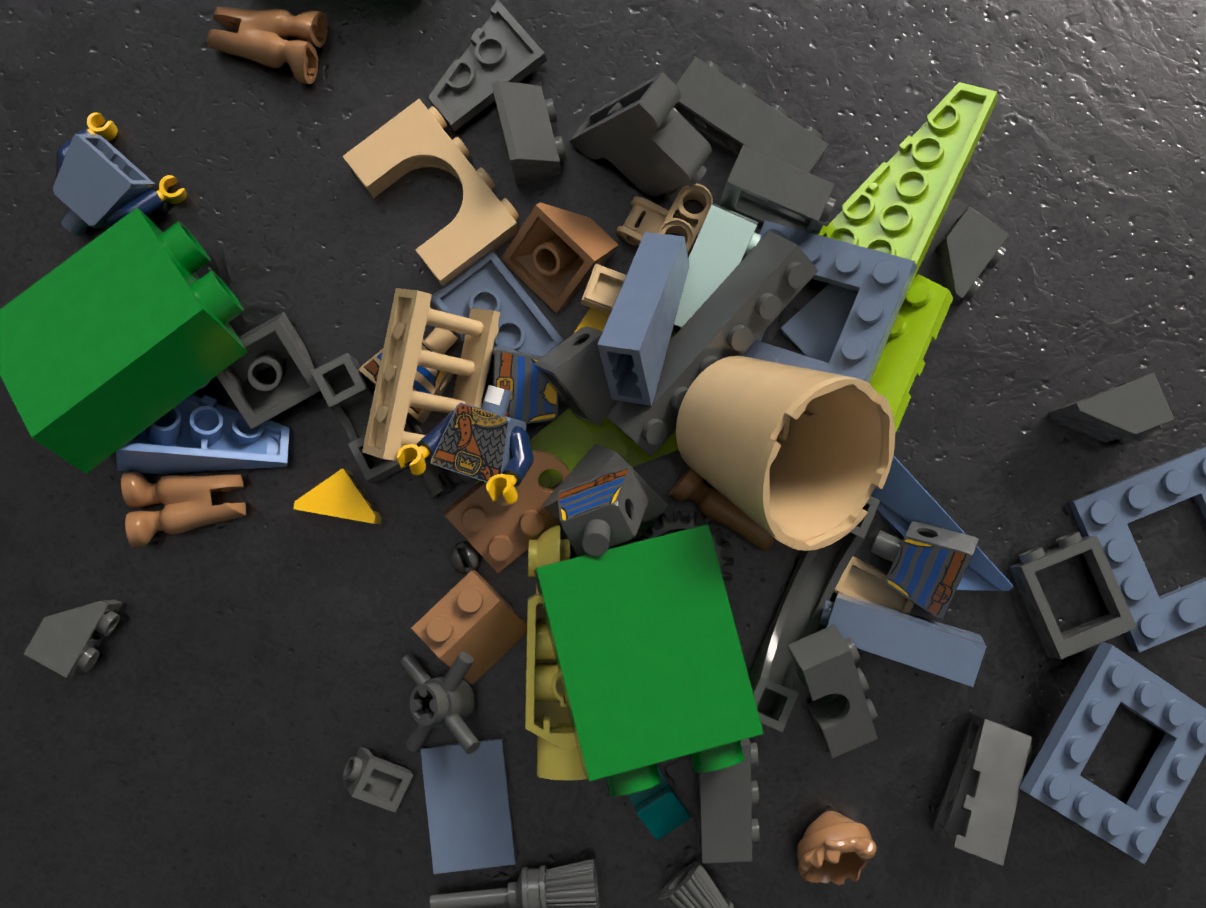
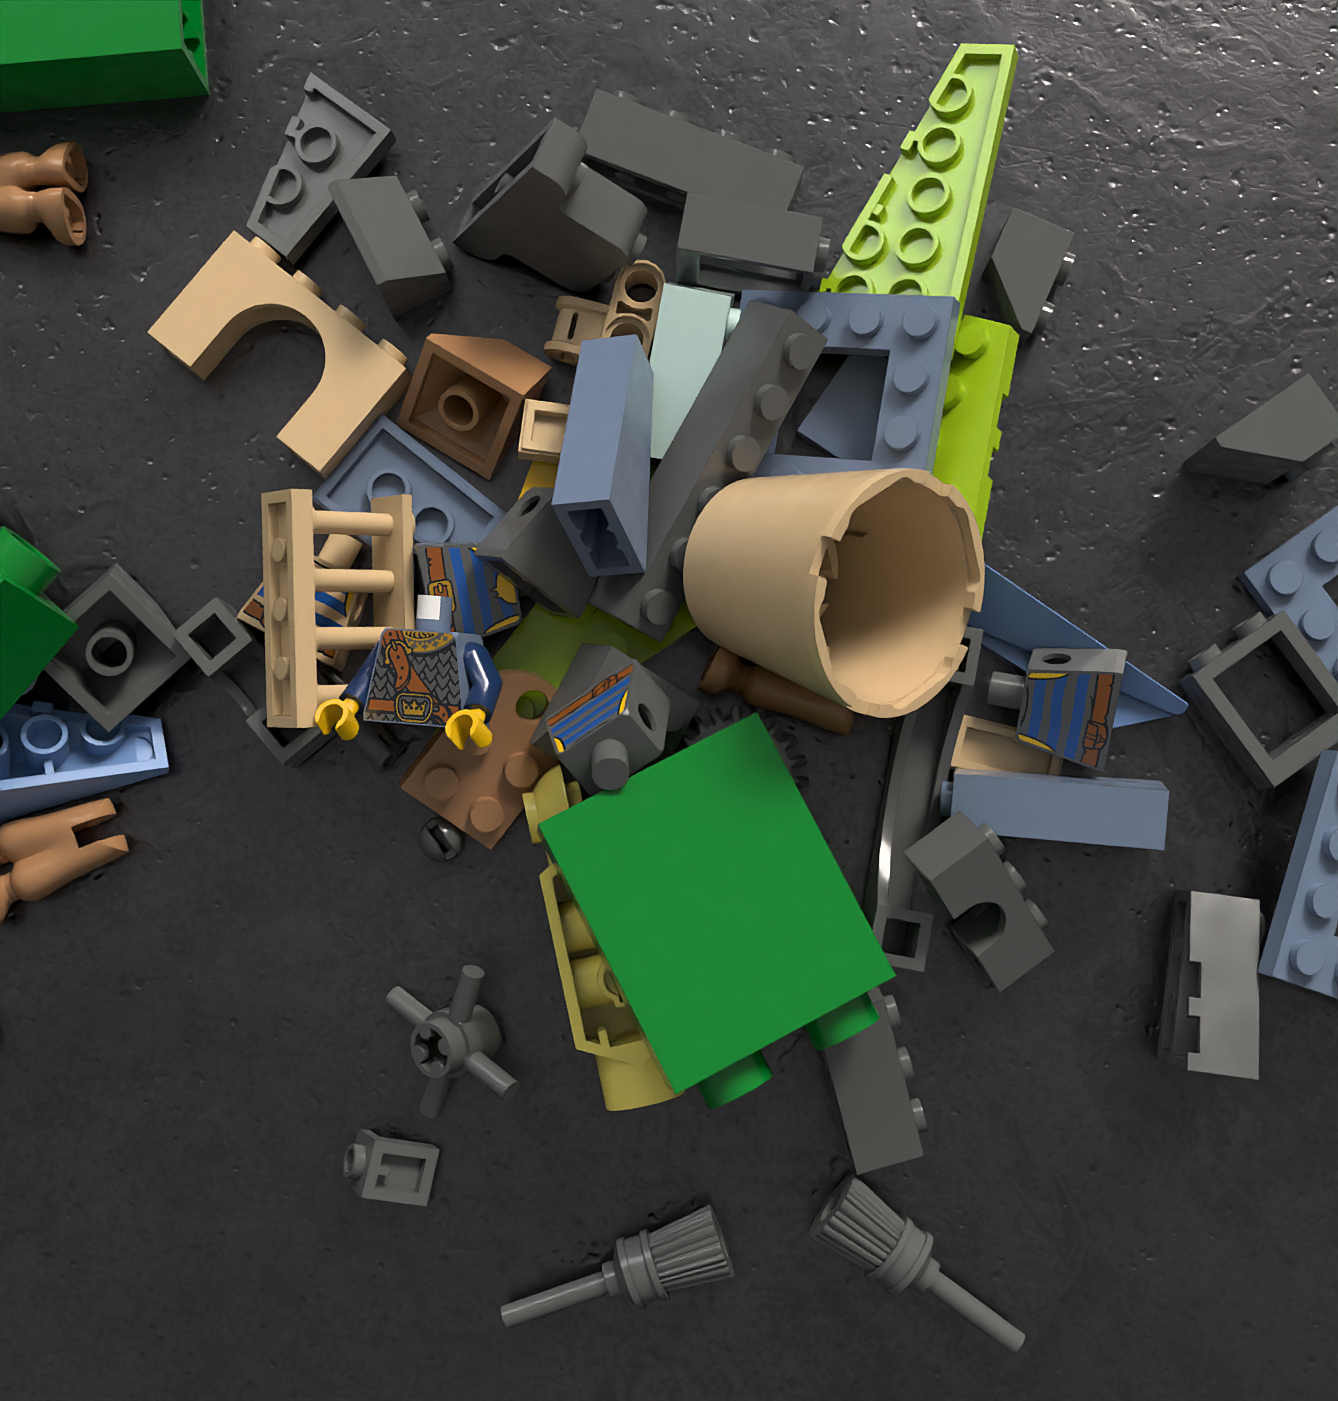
camera: 15 degrees left, 0 degrees up
(341, 498) = (252, 798): yellow slope -> none
(468, 807) = (524, 1175): sand blue tile -> none
(471, 621) = (471, 921): medium nougat slope -> none
(660, 808) = (781, 1113): teal slope -> none
(834, 849) = (1030, 1114): medium nougat hair -> none

